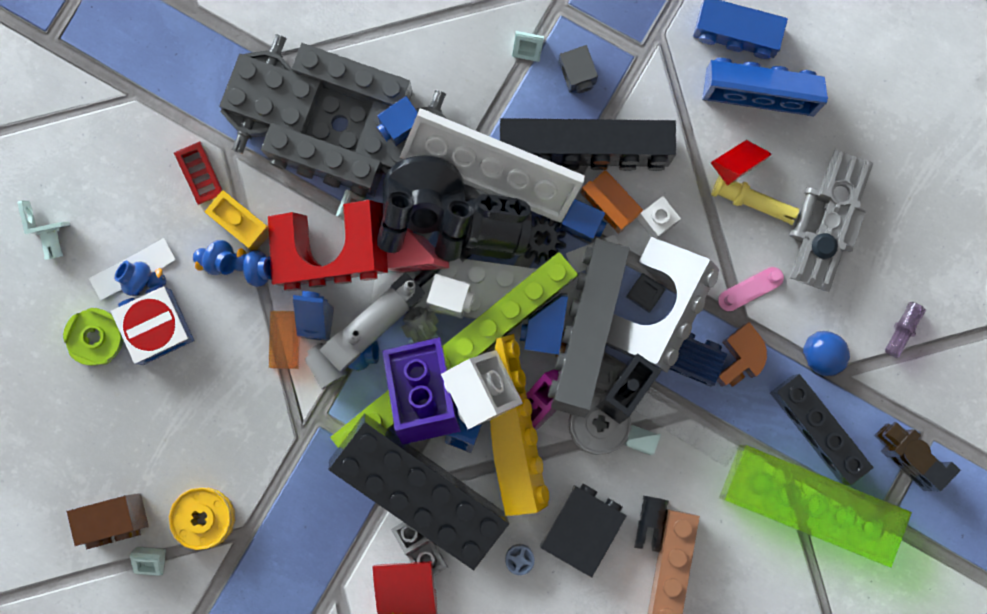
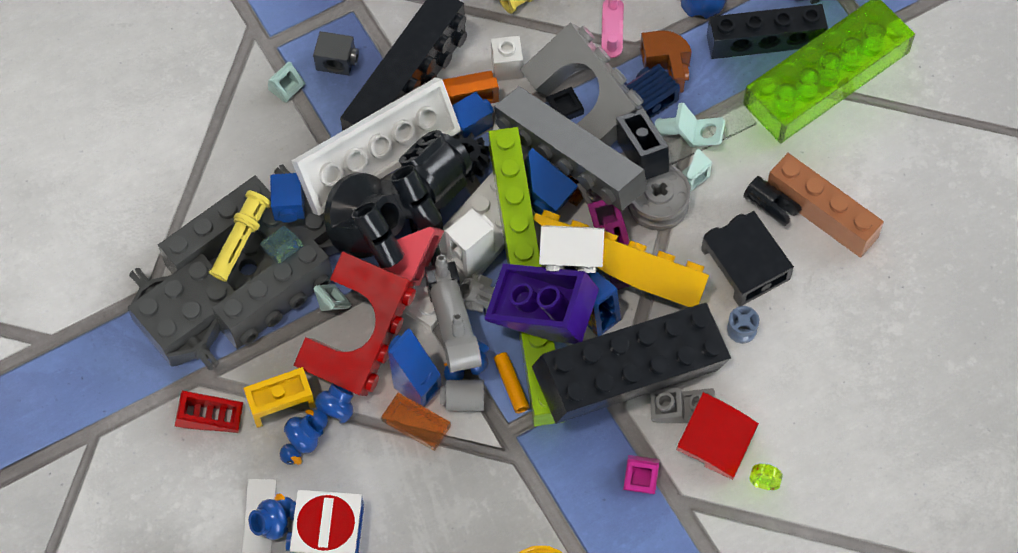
camera: 60 degrees left, 20 degrees down
(342, 545) = (641, 474): none -> dark pink slope
(356, 103) = (245, 223): none -> light yellow pin
(356, 143) = (281, 244): none -> clear light blue tile
(361, 396) = (511, 382): none -> light orange piece
(681, 414) = (691, 128): none -> light aqua bracket

